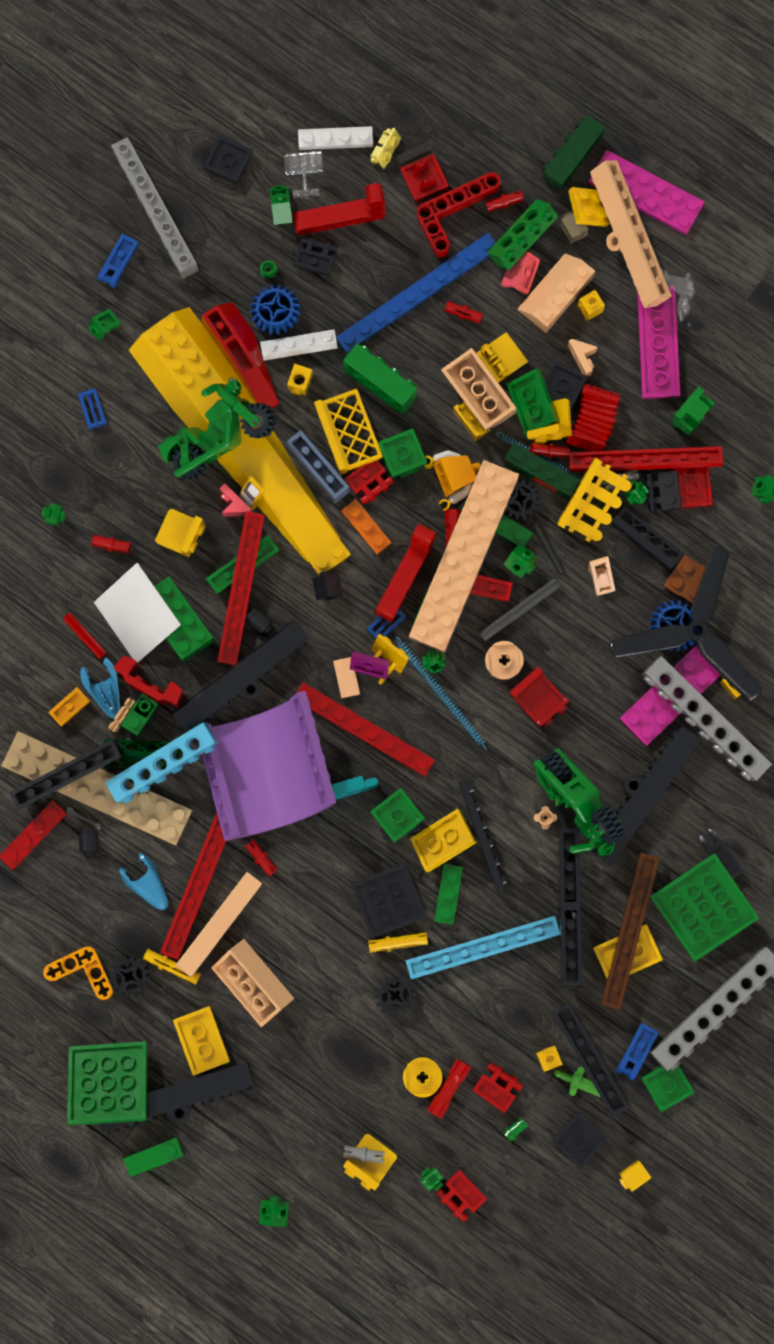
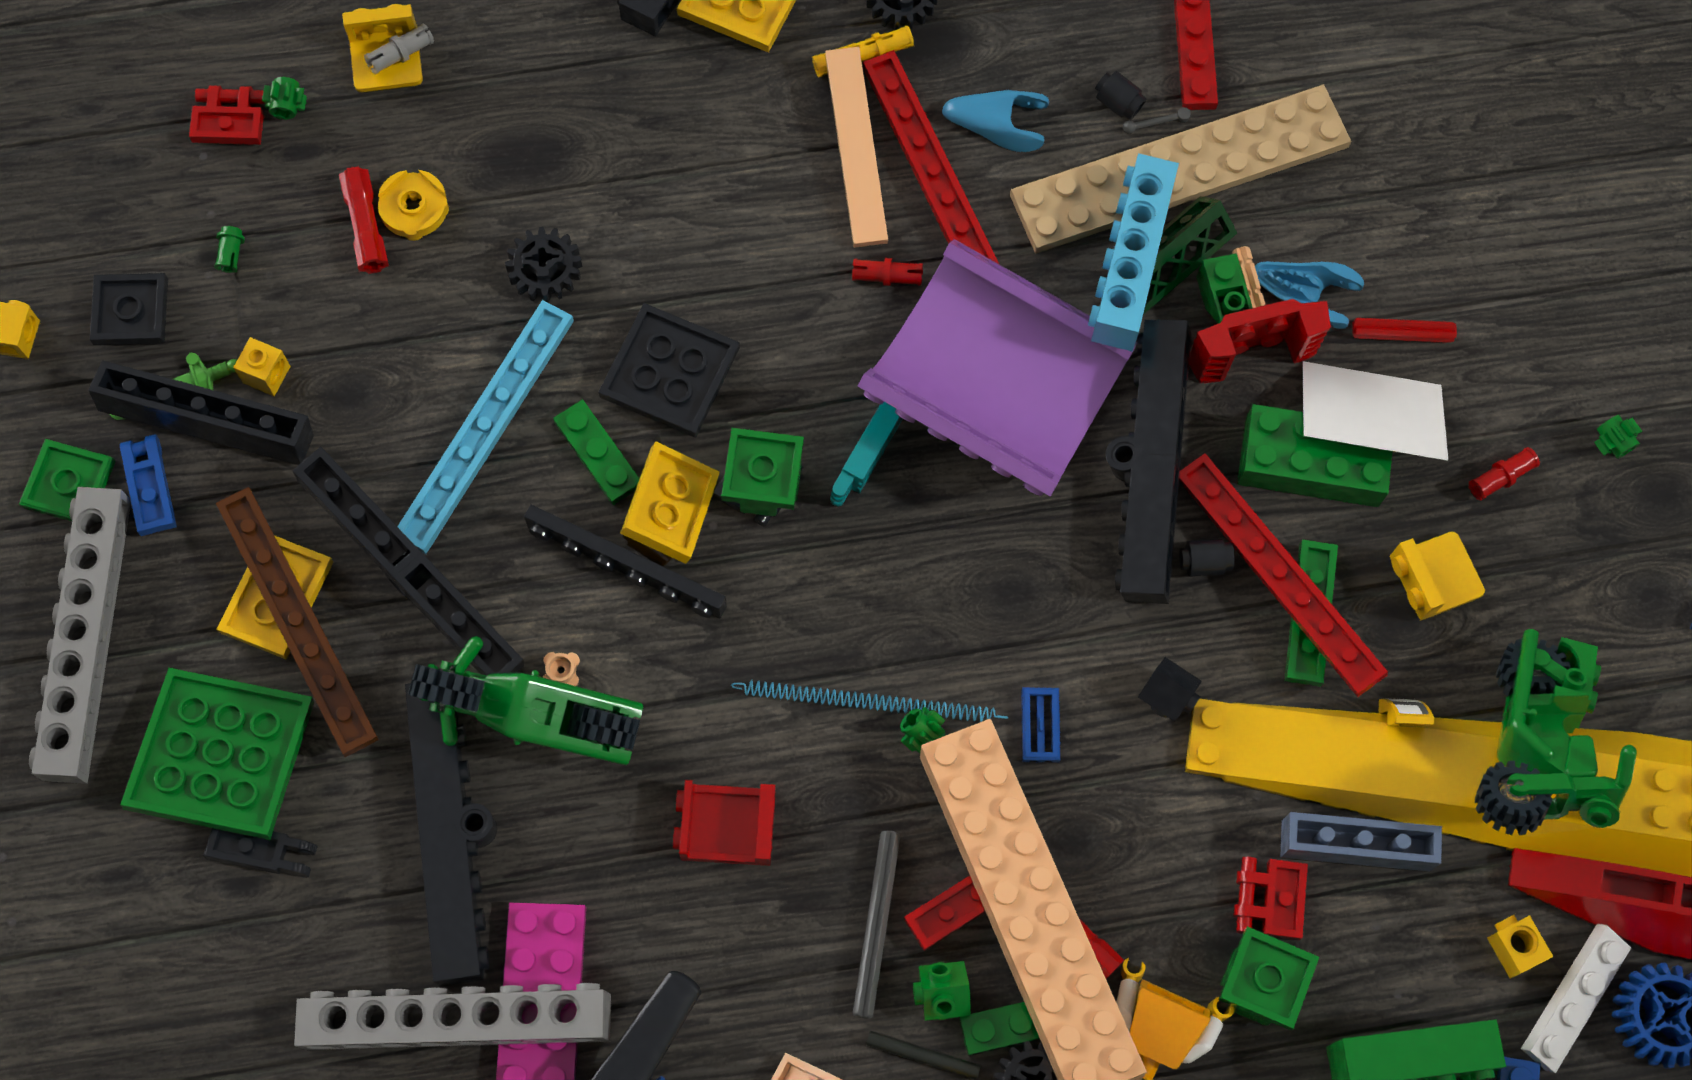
camera: 130 degrees right, 10 degrees down
(67, 774) = (1234, 132): black brick -> none
(69, 707) = (1323, 227): light orange plate -> none
(237, 506) = (1406, 684): coral slope -> none
(252, 982) = (741, 121): light nougat slope -> none
(332, 435) = (1391, 908): yellow fence -> none
(346, 678) = (1016, 599): light nougat tile -> none
(366, 527) = (1206, 830): orange plate -> none
(367, 731) = (923, 554): red plate -> none
(369, 665) = (1006, 632): magenta plate -> none
(397, 657) = (976, 682): yellow plate -> none
(397, 942) = (613, 320): yellow pin -> none
(419, 549) = (1082, 810): red beam -> none
(493, 1092) = (299, 266): red plate -> none
(511, 652) = (827, 850): light nougat plate -> none

